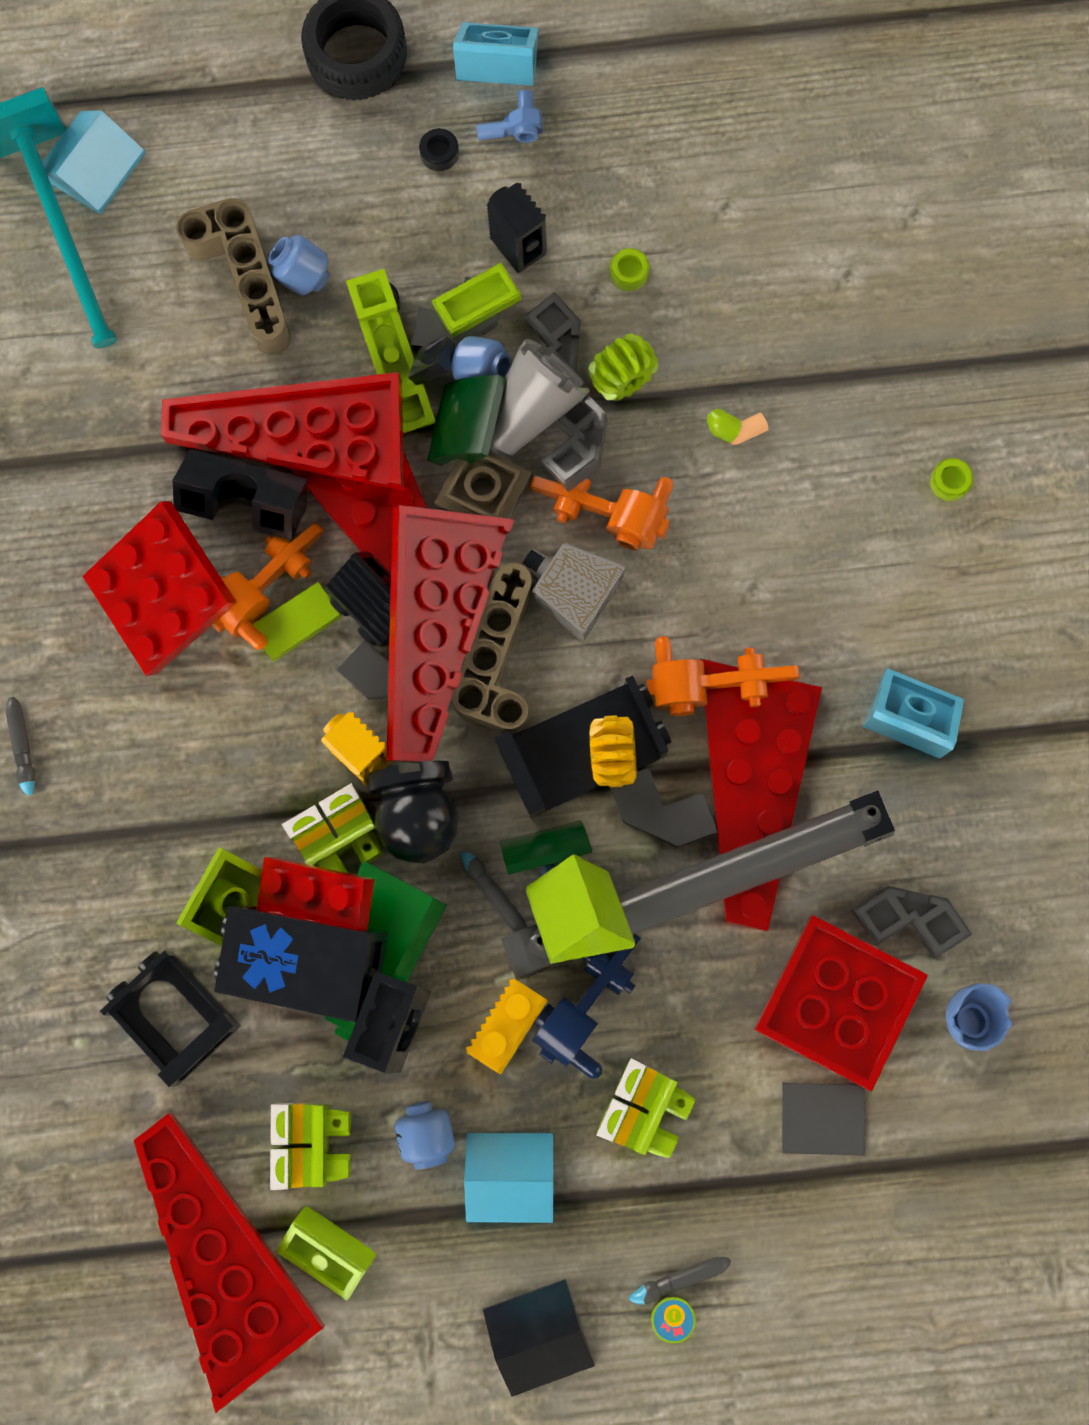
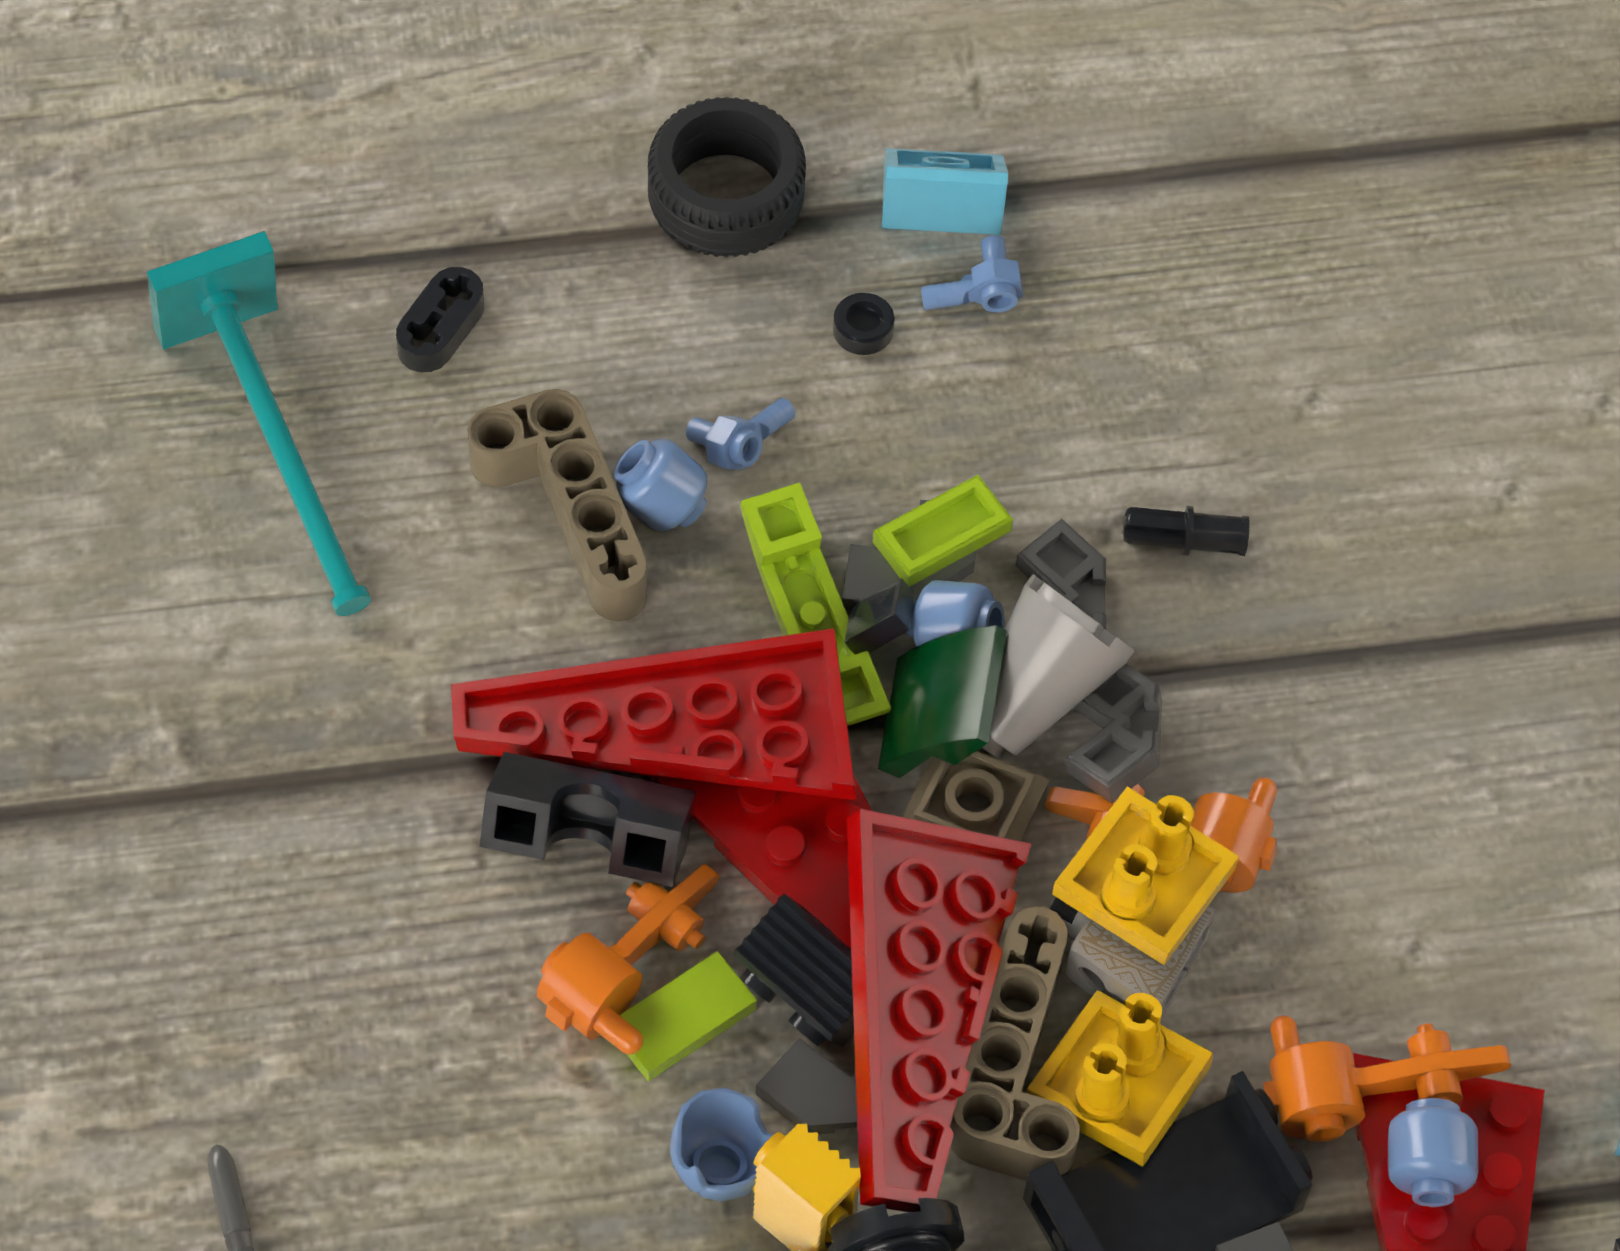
camera: 10 degrees left, 20 degrees down
(92, 159) = (323, 342): medium azure slope -> none
(159, 588) = (464, 962): red plate -> none
(165, 141) = (431, 313): none -> black beam
(308, 708) = (717, 1143): none -> medium blue hair
(349, 233) = (737, 441): none -> medium blue piece
(517, 226) = (1001, 422): black brick -> none
(559, 672) = (1123, 1073): none -> yellow plate
(581, 546) = (1146, 873): none -> yellow plate
(613, 751) = (1223, 1188): yellow gear -> none
(623, 367) = (1182, 620): lime gear -> none
(629, 269) = (1174, 484): lime tile -> none
(633, 301) = (1186, 530): none -> black axle
(733, 429) = (1360, 711): arm -> none
(744, 734) = (1432, 1151): none -> medium blue head

